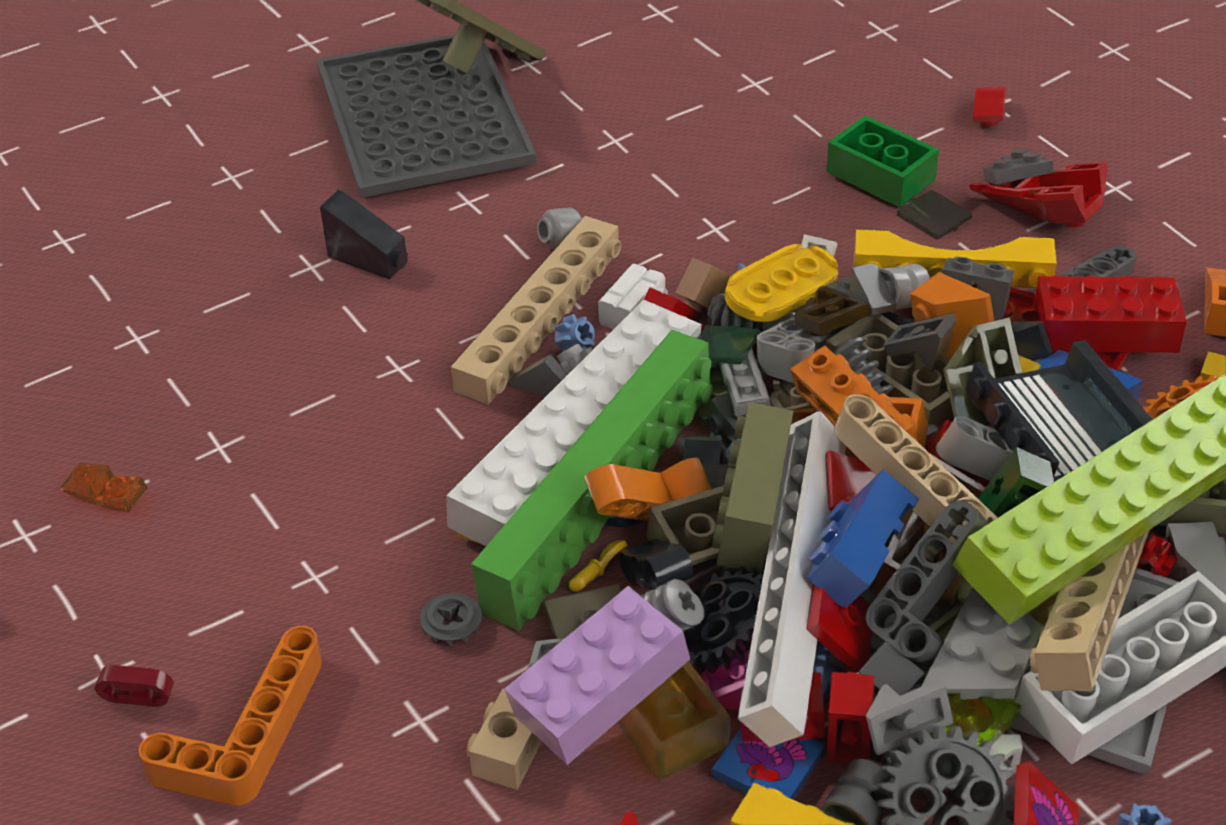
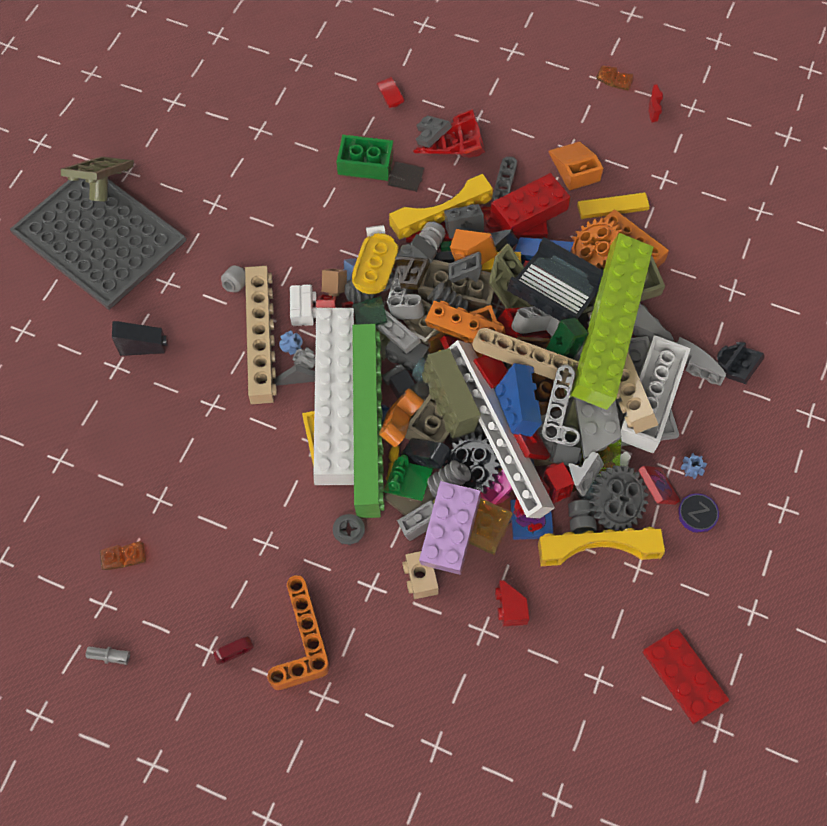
camera: 35 degrees left, 20 degrees up
(592, 582) = (408, 479): none -> green hinge

